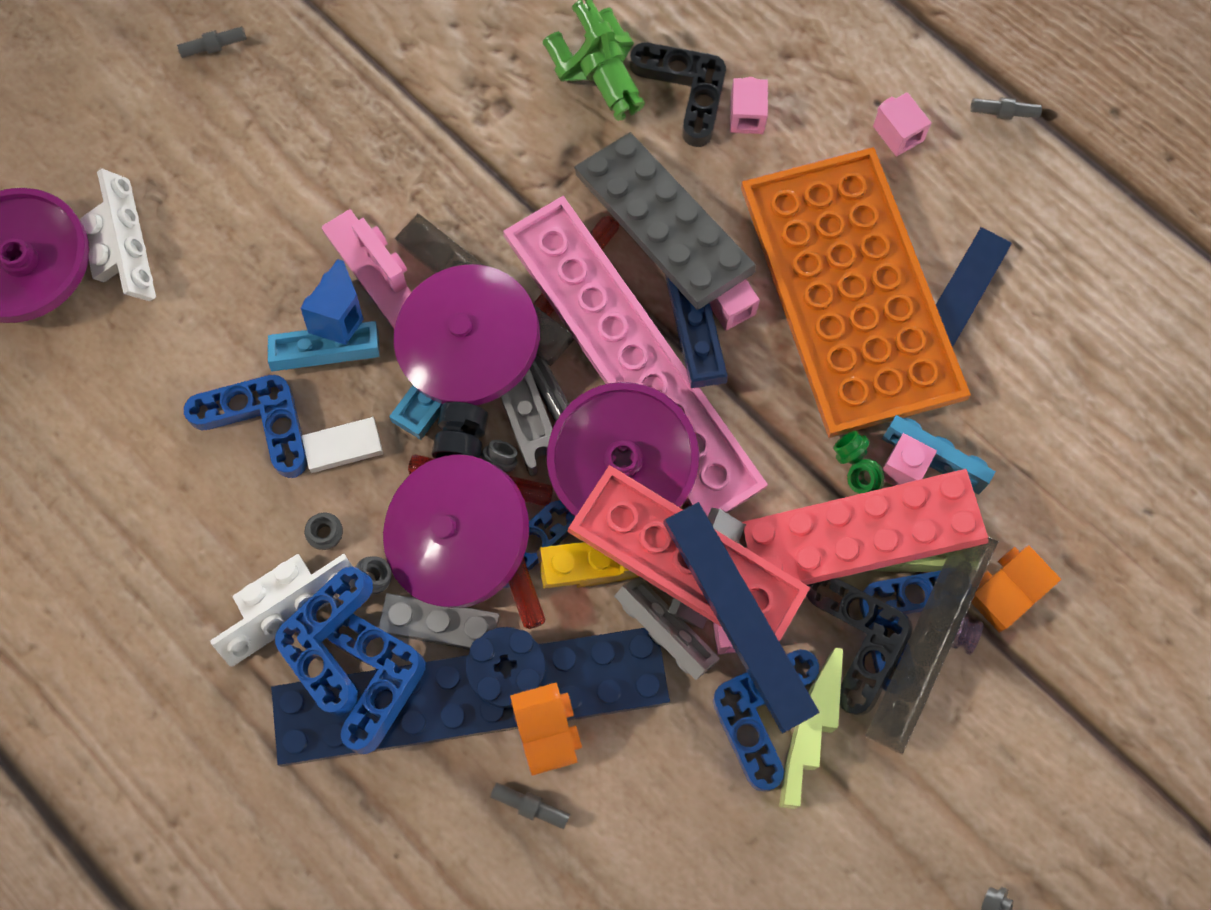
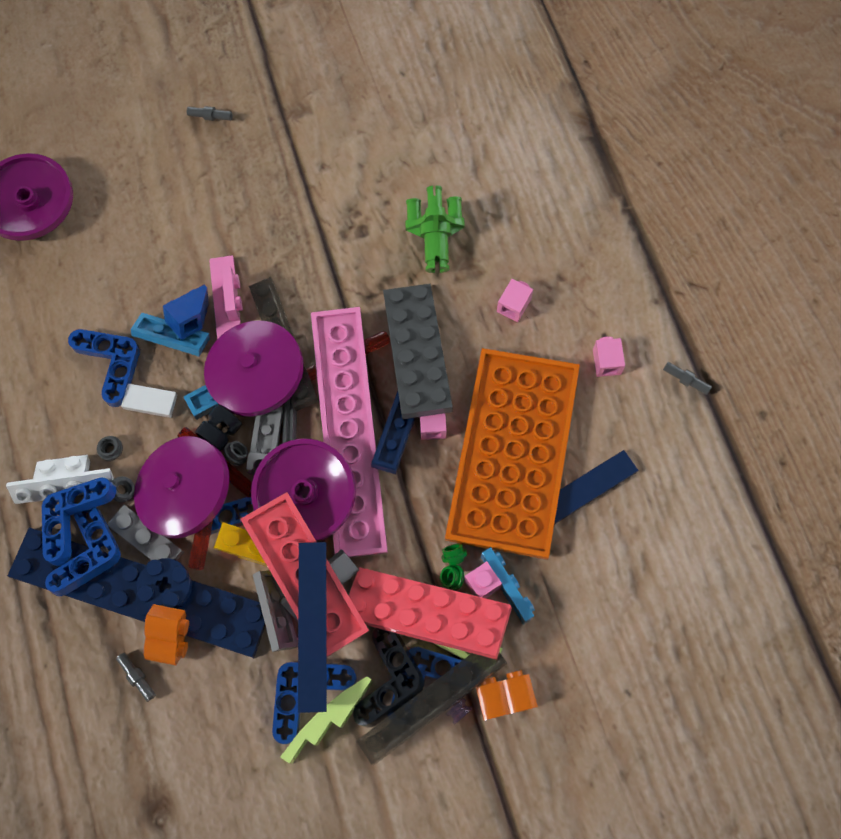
camera: 30 degrees right, 0 degrees up
(117, 238) = (89, 212): white bracket -> none
(692, 76) = (492, 265): black beam -> none

